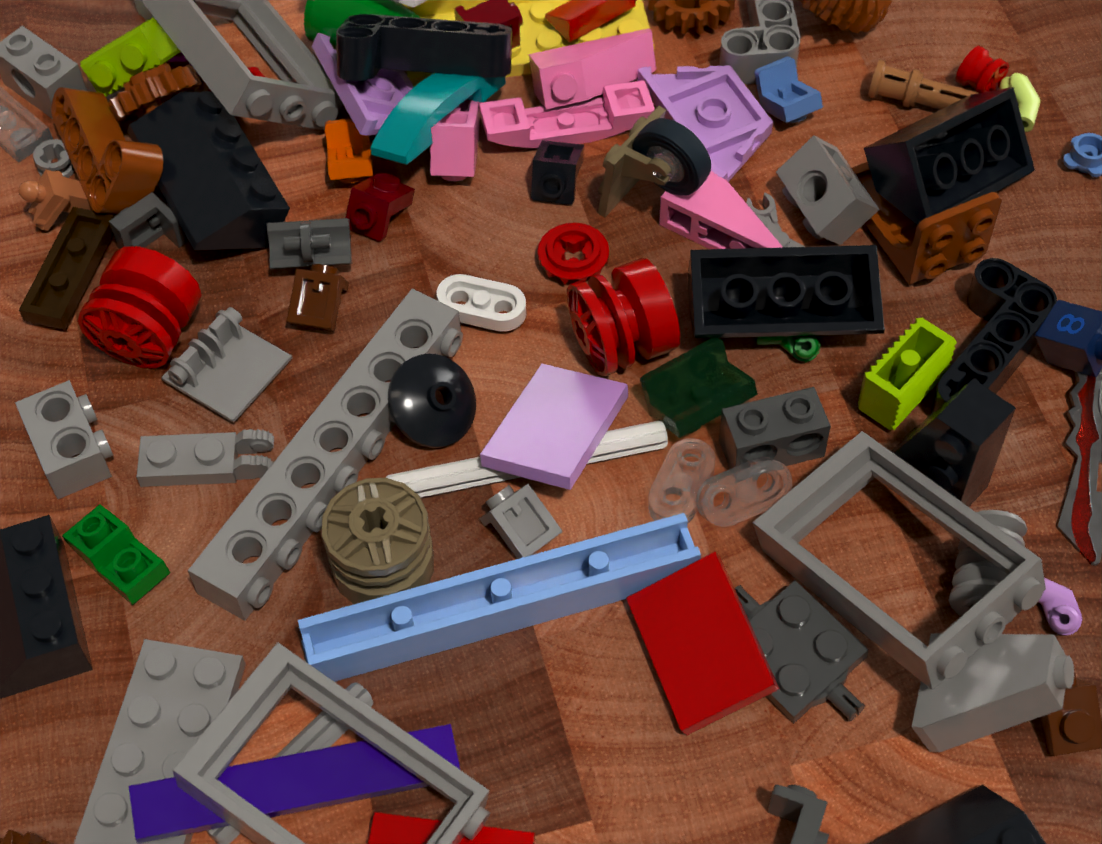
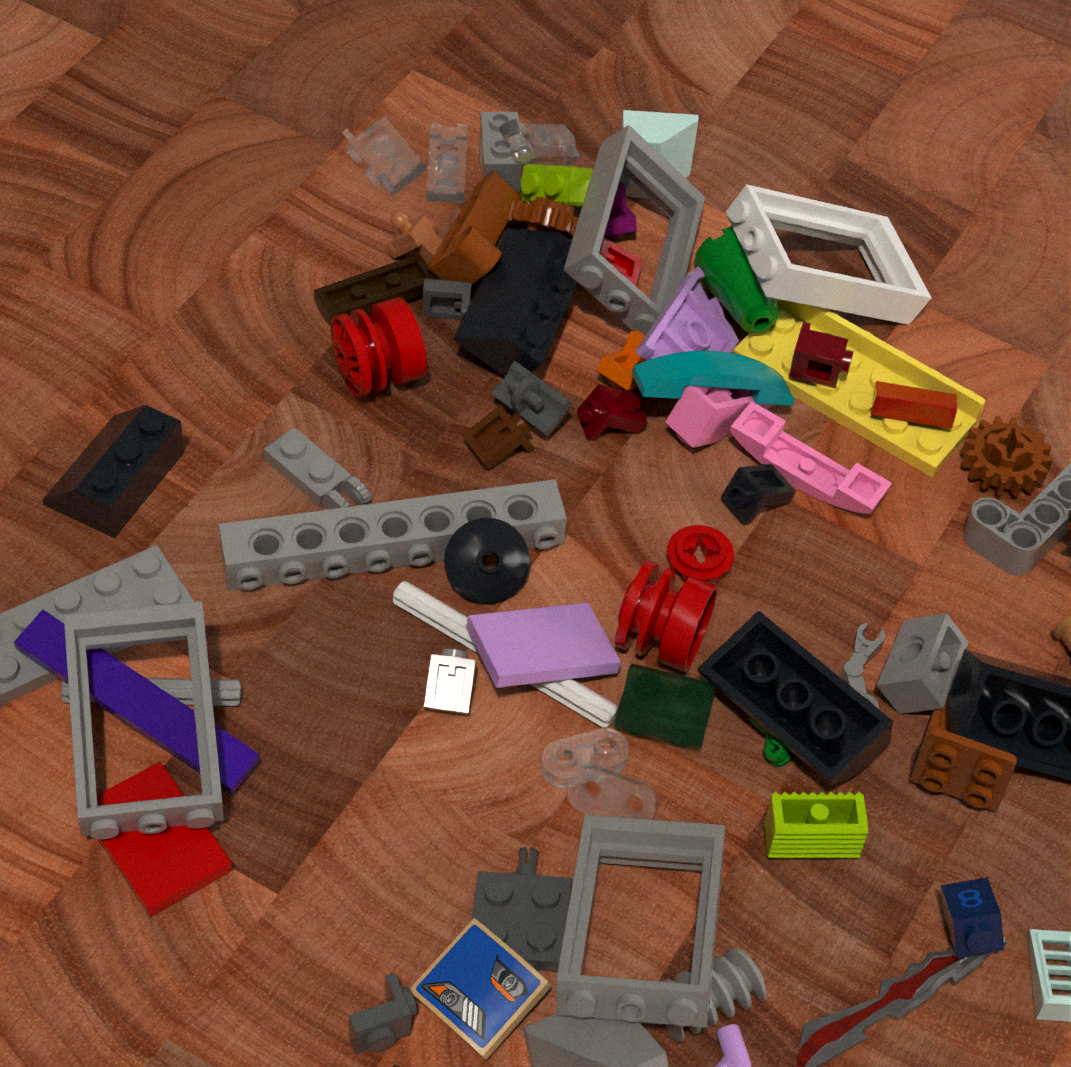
camera: 40 degrees right, 5 degrees down
(50, 150) = (440, 210): light grey bush -> none
(61, 439) = (249, 389): light grey brick -> none
(70, 36) = (539, 143): none -> clear plate
(116, 554) = (201, 483): green slope -> none
(226, 366) = (395, 430): light grey hinge -> none
(377, 539) = (344, 612): dark tan wheel -> none
(421, 45) = (745, 325): black beam -> none
(484, 302) = (600, 534): white plate -> none
(495, 599) = (384, 717): light blue tile -> none
(583, 69) = (853, 437): bright pink slope -> none
(657, 153) = (808, 528): plate -> none
(701, 644) = (464, 856): red tile -> none
(715, 109) = (912, 549): lavender wing -> none
(715, 217) = (822, 603): bright pink slope -> none
(778, 427) = (682, 778): dark grey brick -> none
(783, 93) = (988, 576): medium blue bracket -> none
(839, 730) = (480, 988): none -> slope
(960, 441) = (768, 897): black wedge -> none
(1015, 310) = (844, 874): black beam -> none

